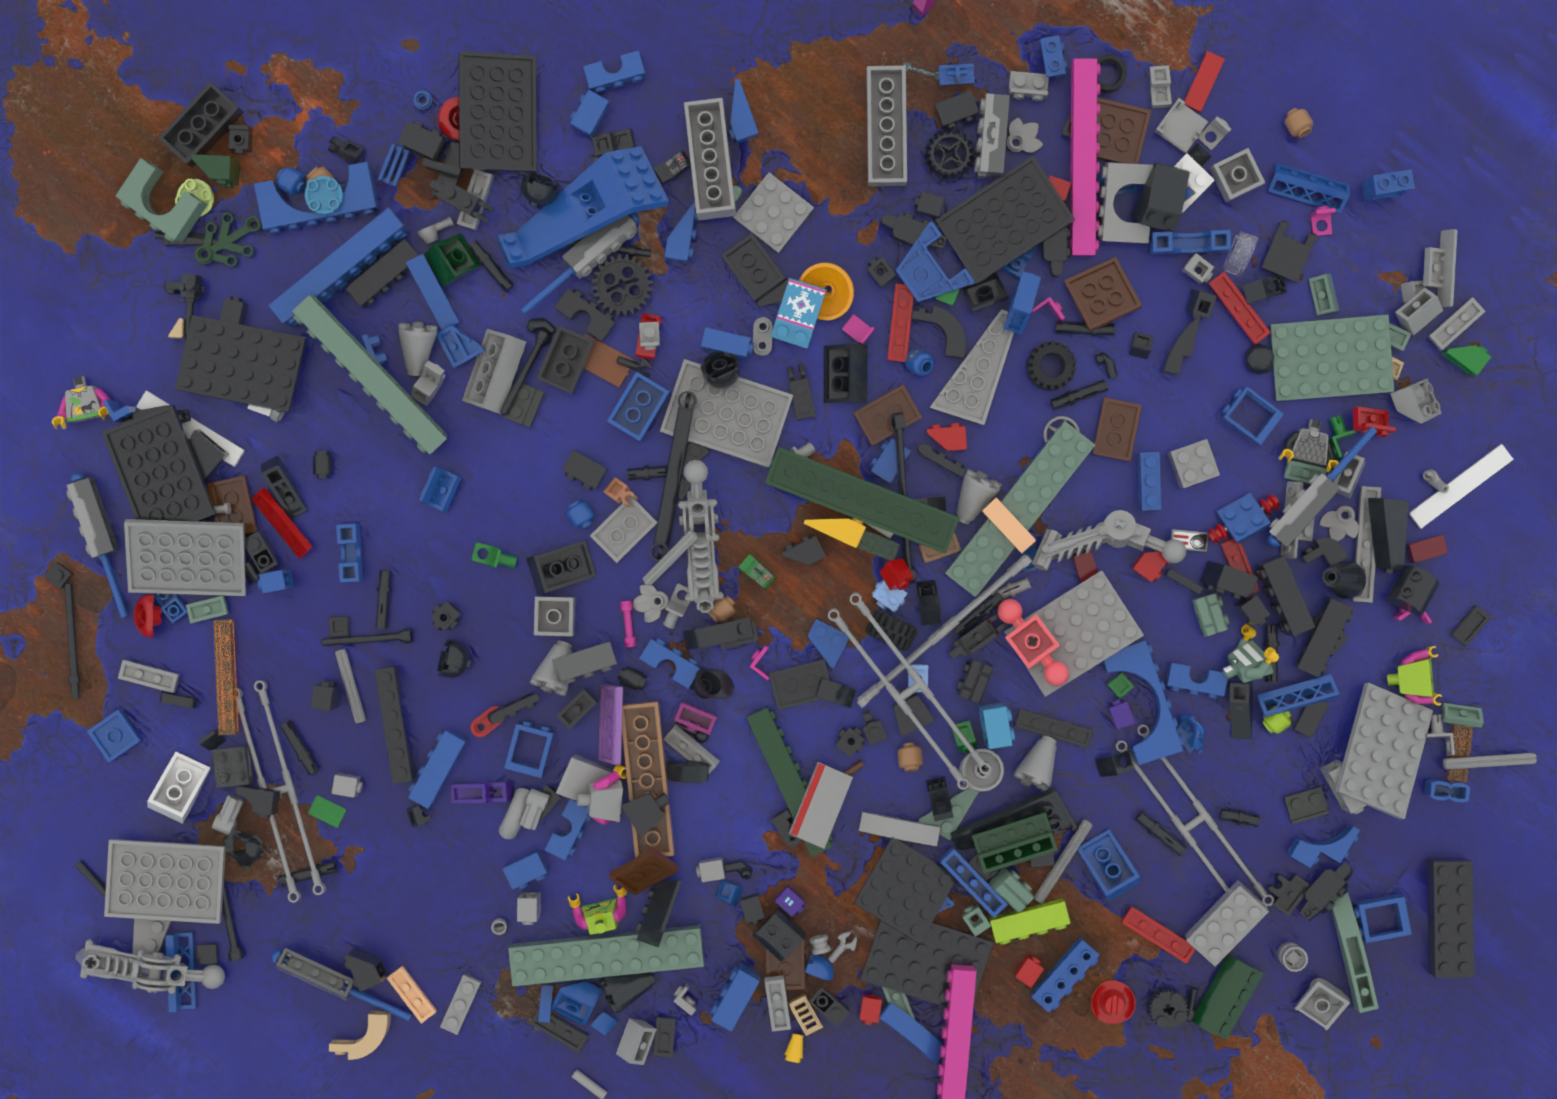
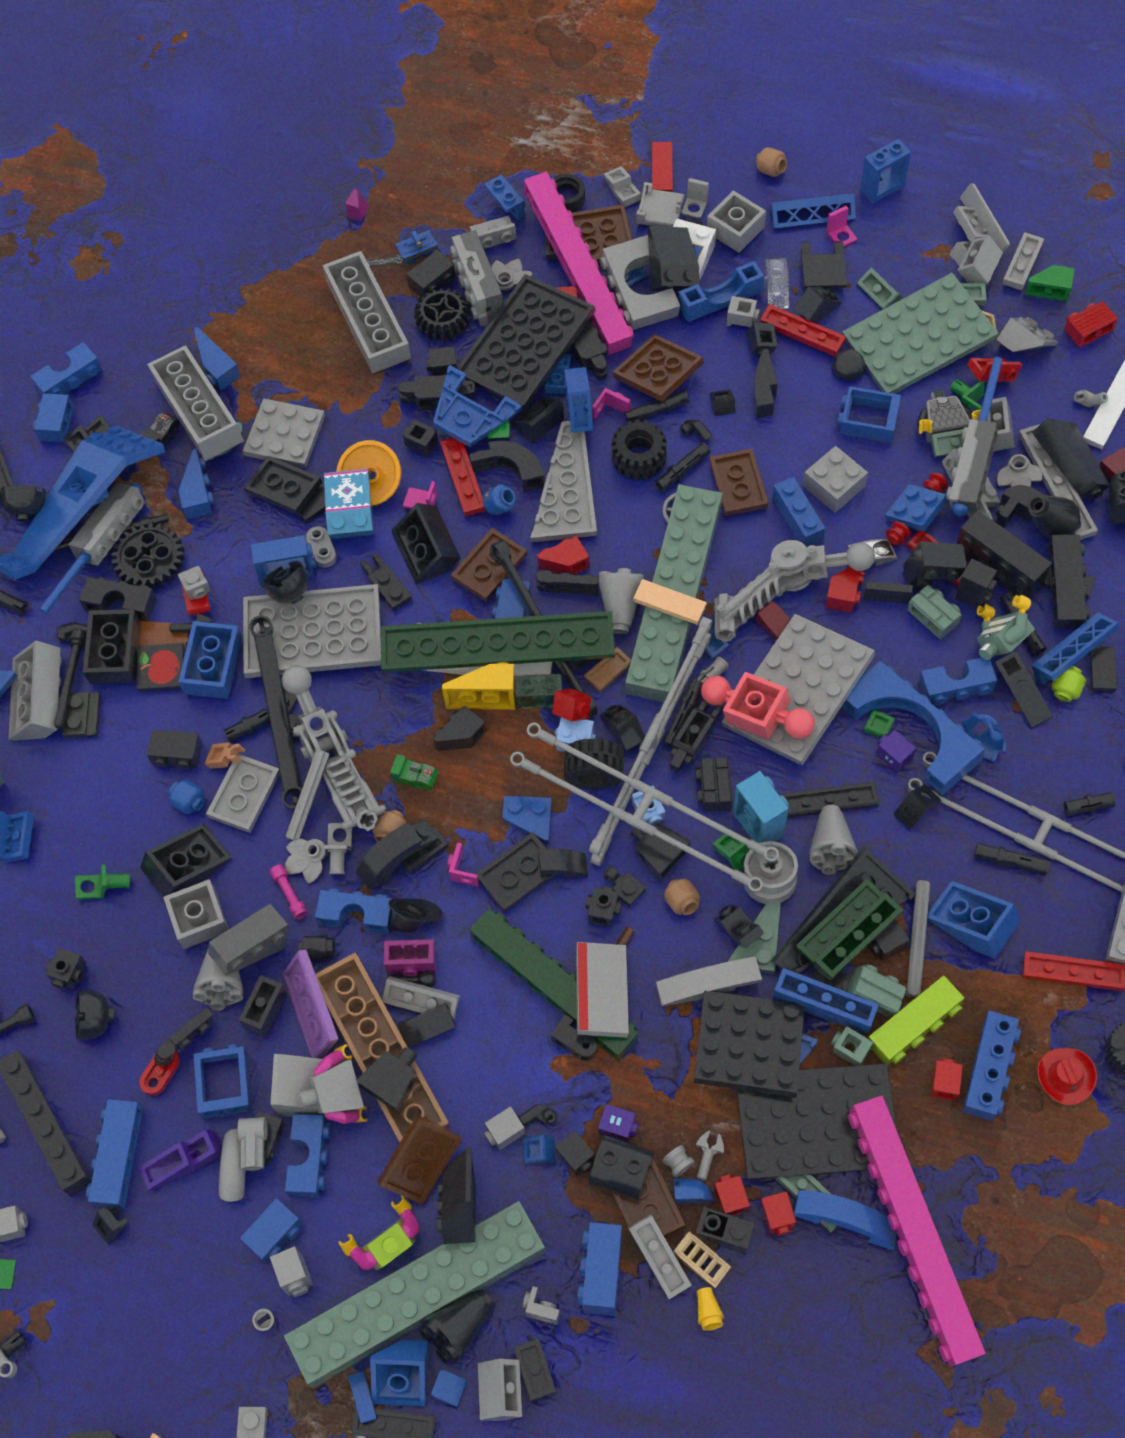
camera: 20 degrees left, 25 degrees down
(598, 391) = (159, 666): none -> tile
(844, 983) = (731, 1195): none -> red brick
(1476, 411) = (1090, 323): none -> red brick

